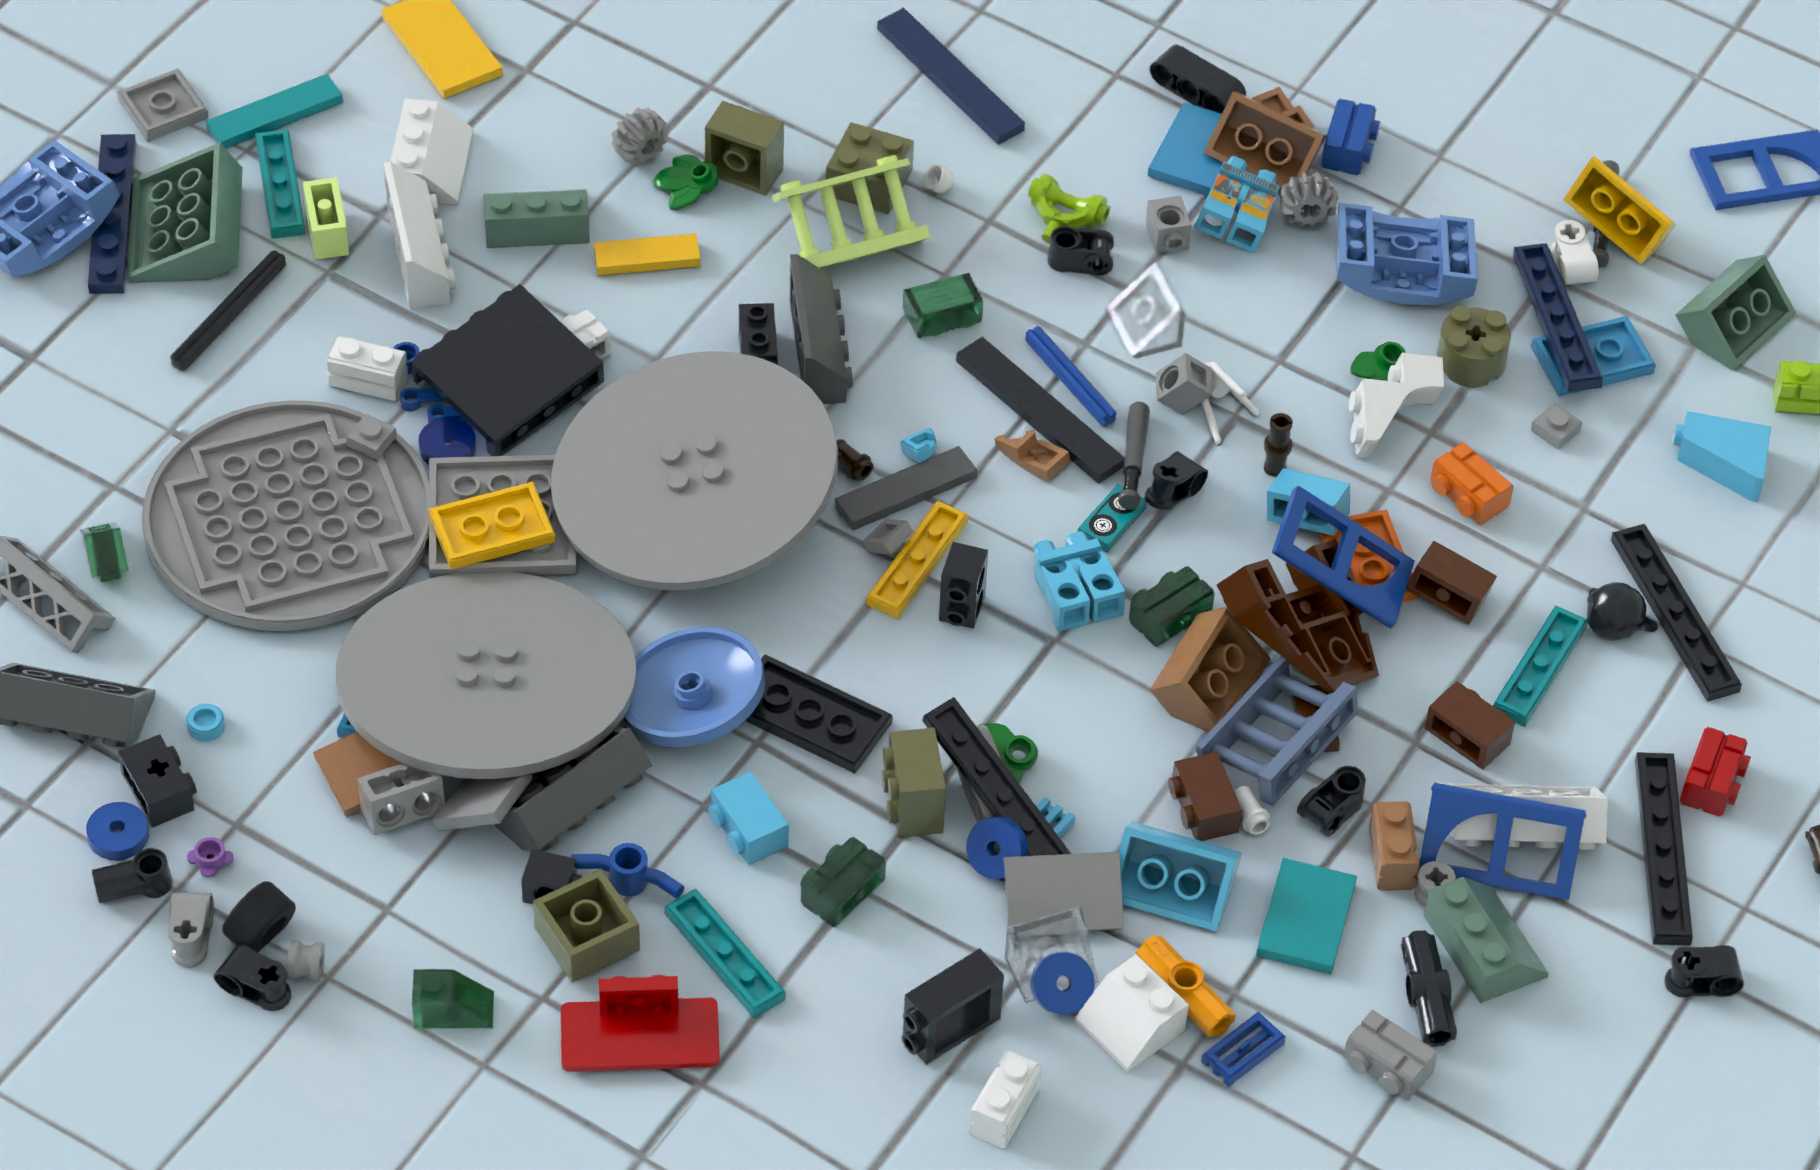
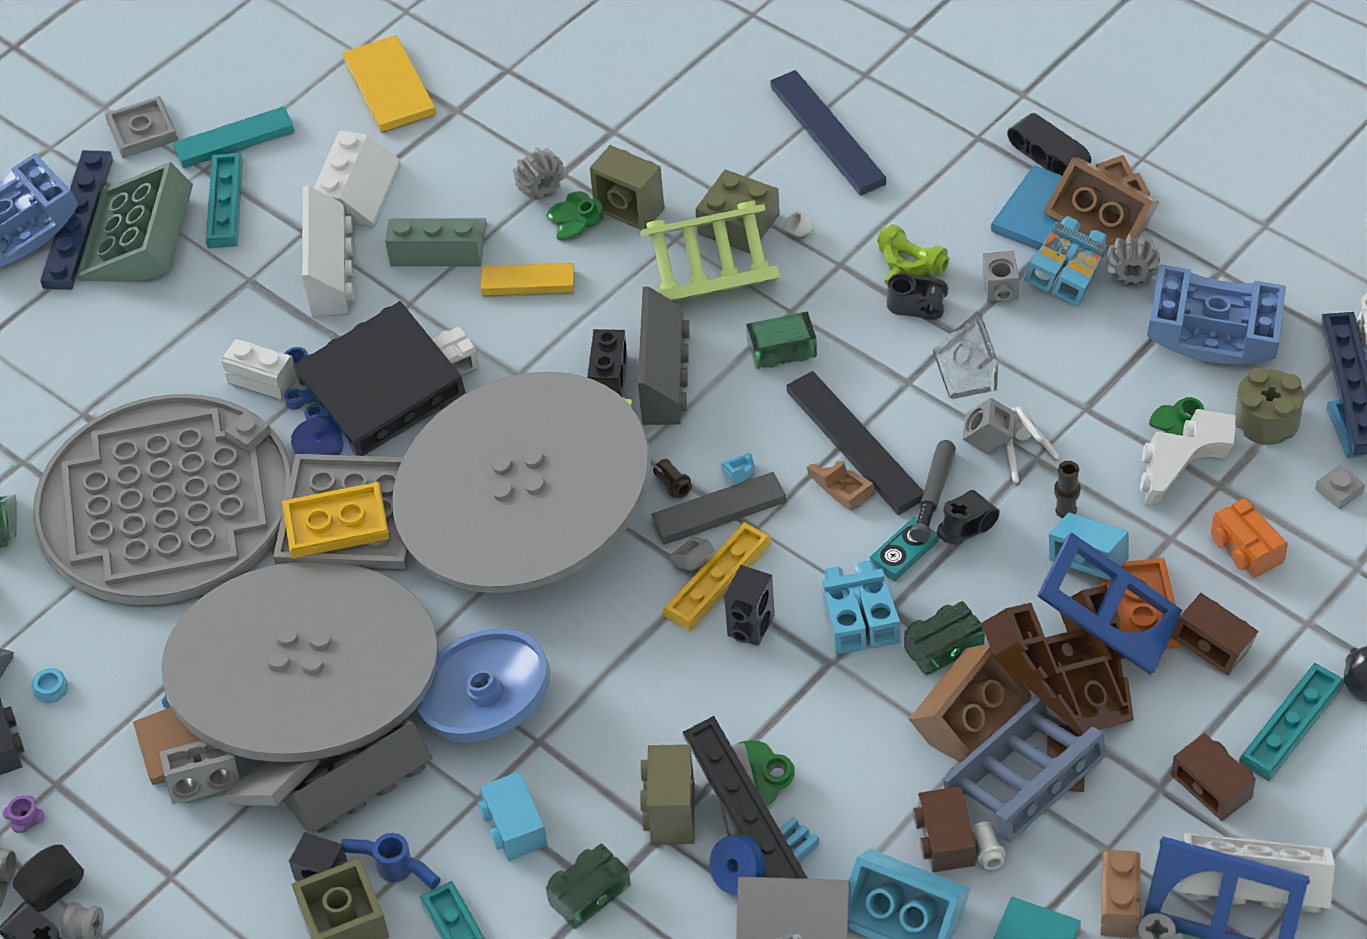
camera: 15 degrees right, 0 degrees up
(227, 310) = (154, 310): black axle -> none
(326, 218) = (251, 232): yellowish green brick -> none
(818, 716) = (596, 719): black tile -> none
(1070, 376) = (888, 412): blue axle -> none
(1330, 803) = (1065, 847): black piece -> none
(1349, 137) = (1181, 204): blue brick -> none

